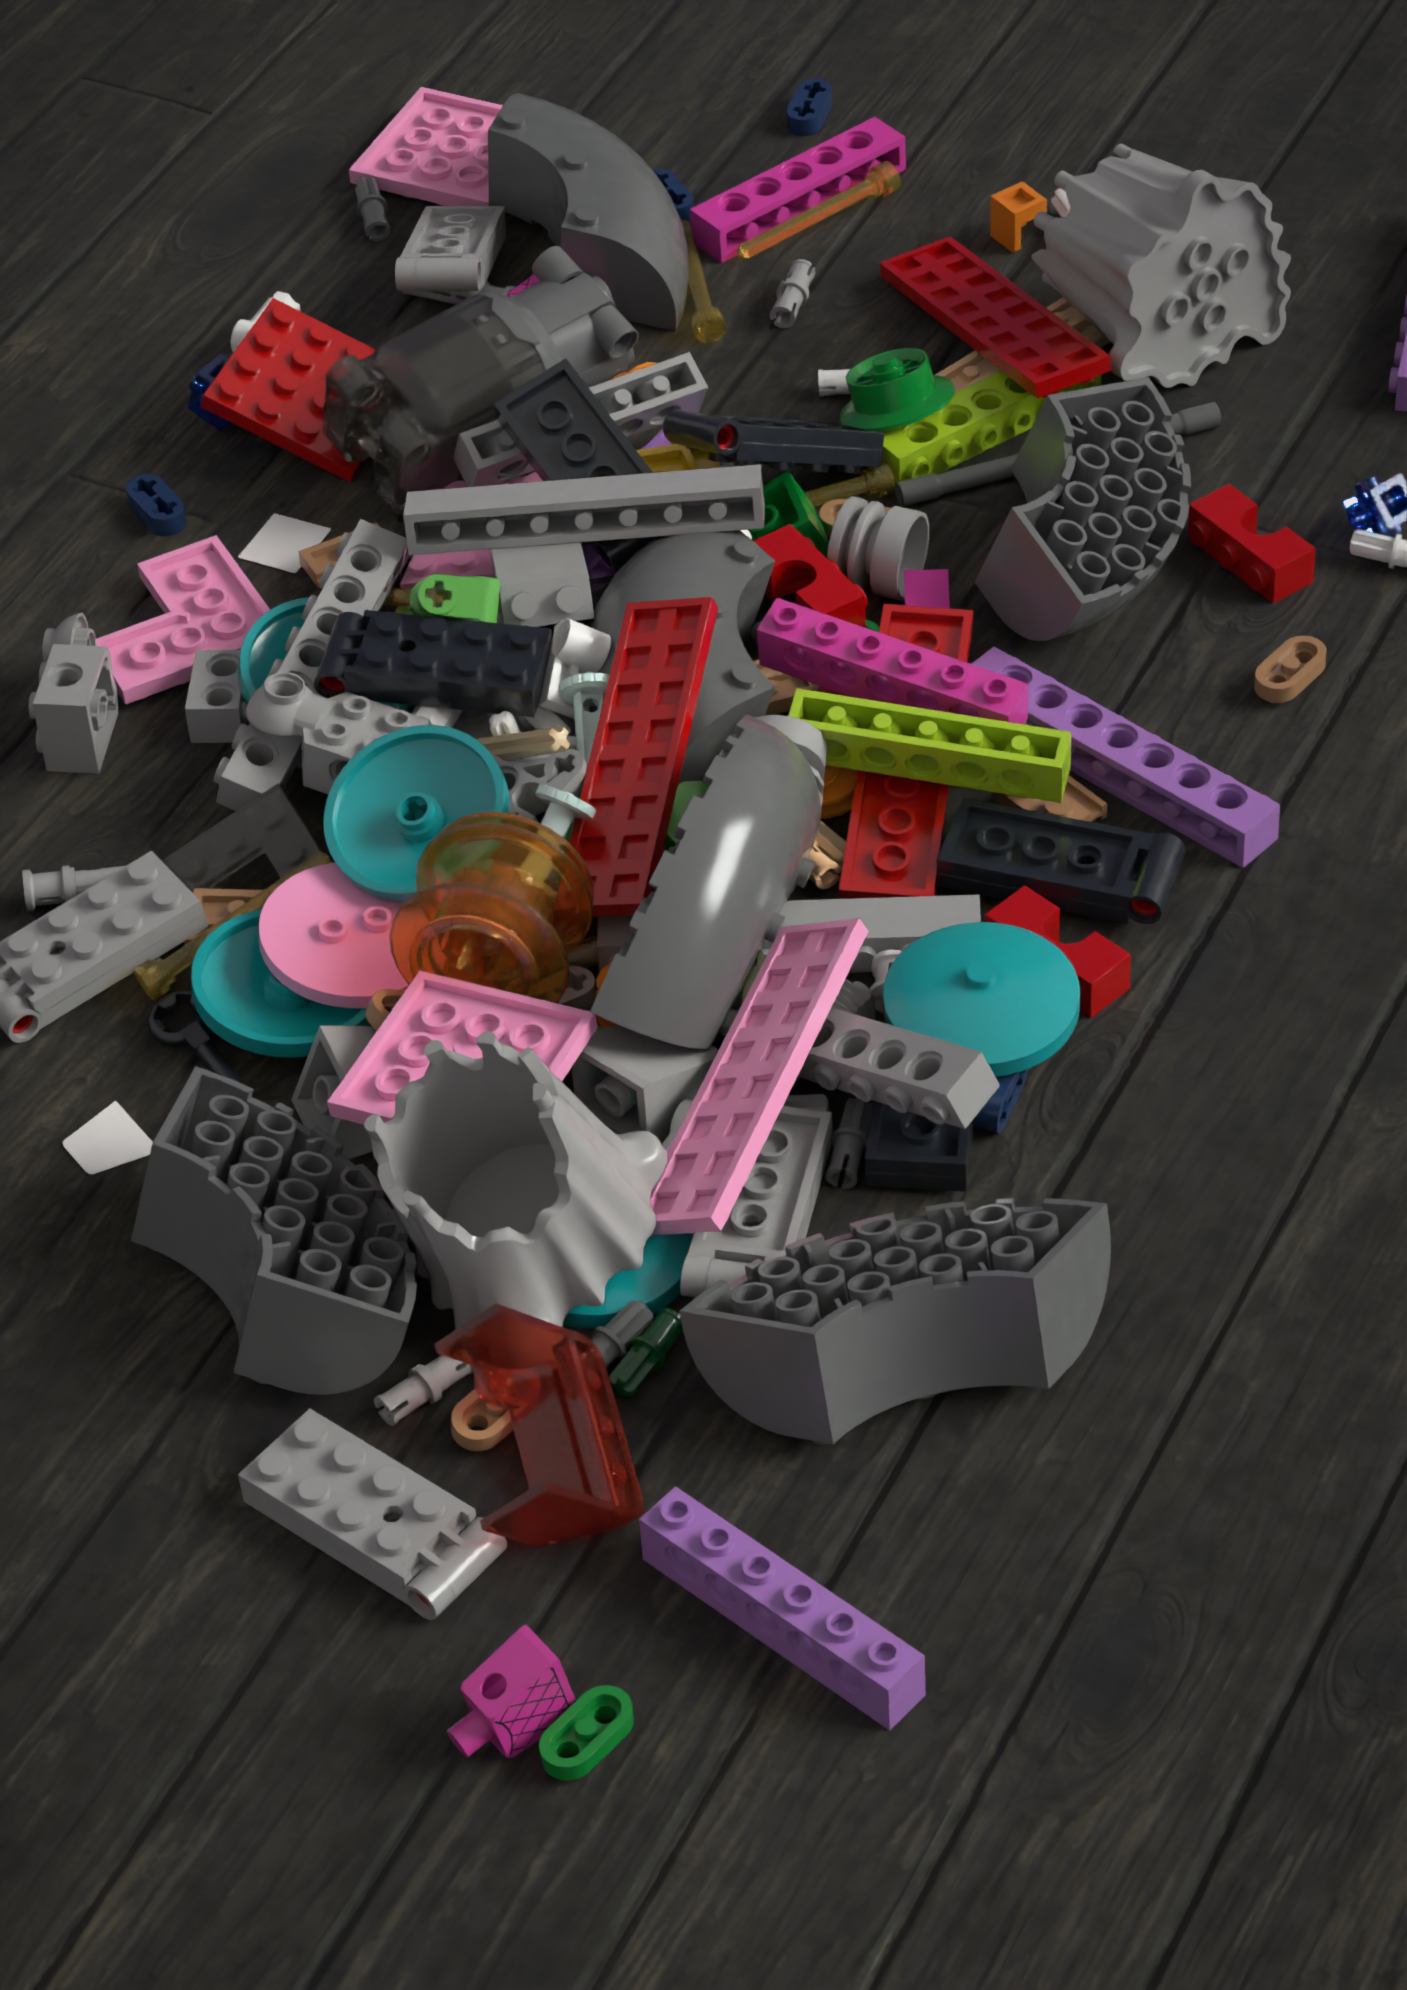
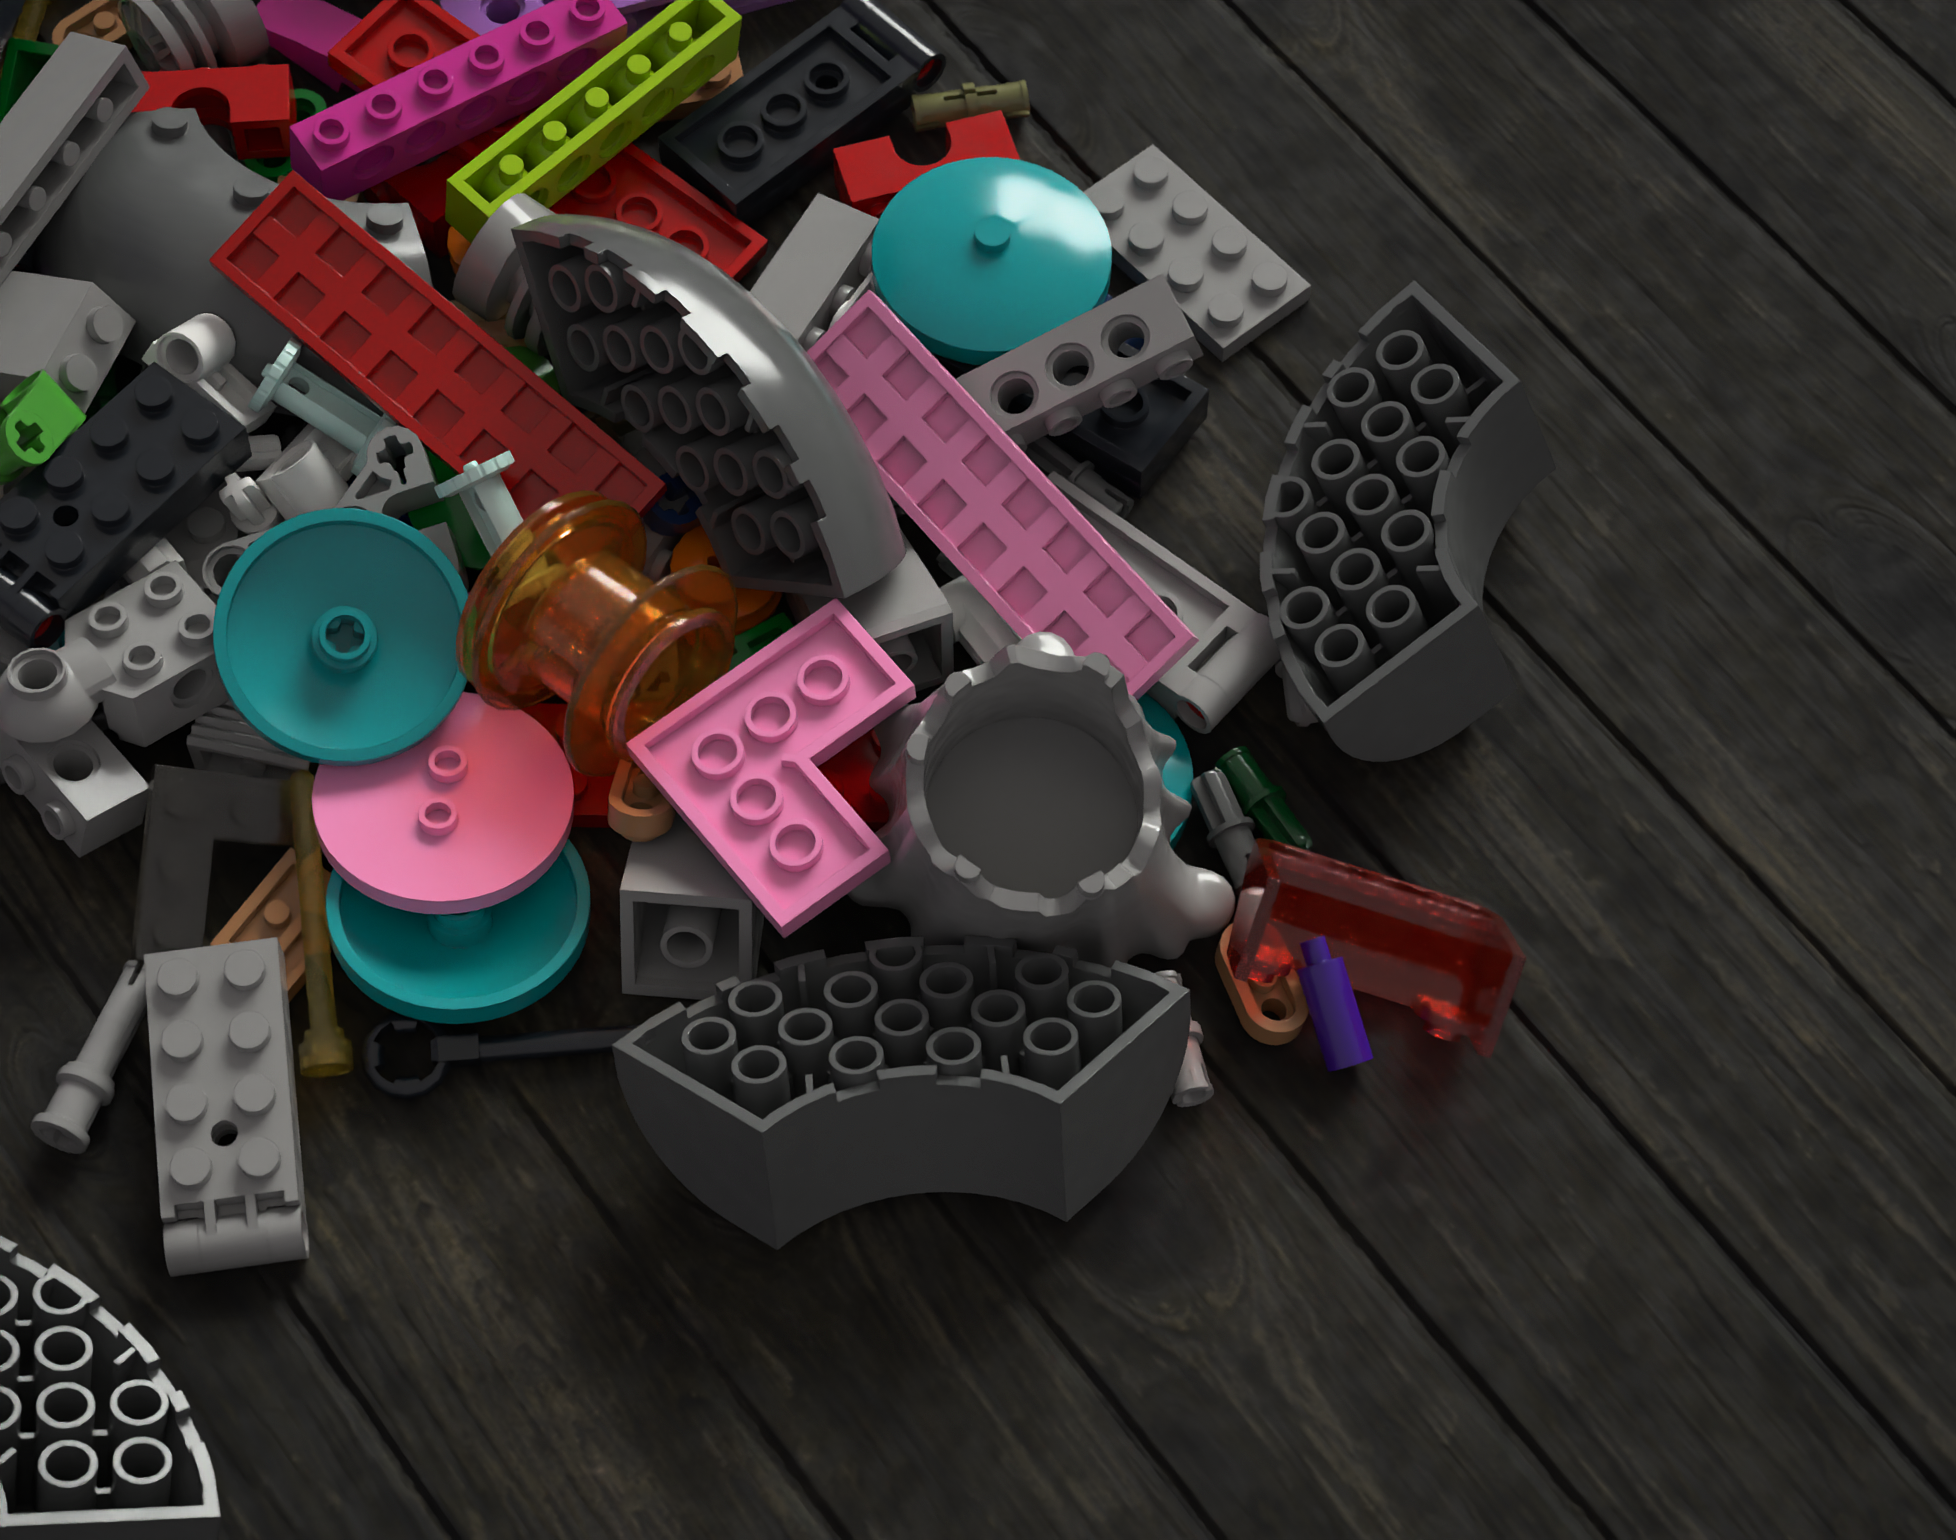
camera: 65 degrees left, 15 degrees up
(108, 1141) = (552, 1218): white sticker -> none
(370, 1513) = (1318, 1189): light grey hinge -> none
(491, 1446) = (1332, 1007): none -> dark purple cylinder
(512, 1697) = (1712, 1135): dark pink torso -> none
(527, 743) = (317, 479): tan axle -> none
(582, 1735) = (1772, 1096): green plate -> none
(783, 1608) = (1704, 836): medium lavender brick -> none
(1108, 1121) = (1214, 265): none -> light grey plate
(1143, 949) = (937, 109): none -> olive pin

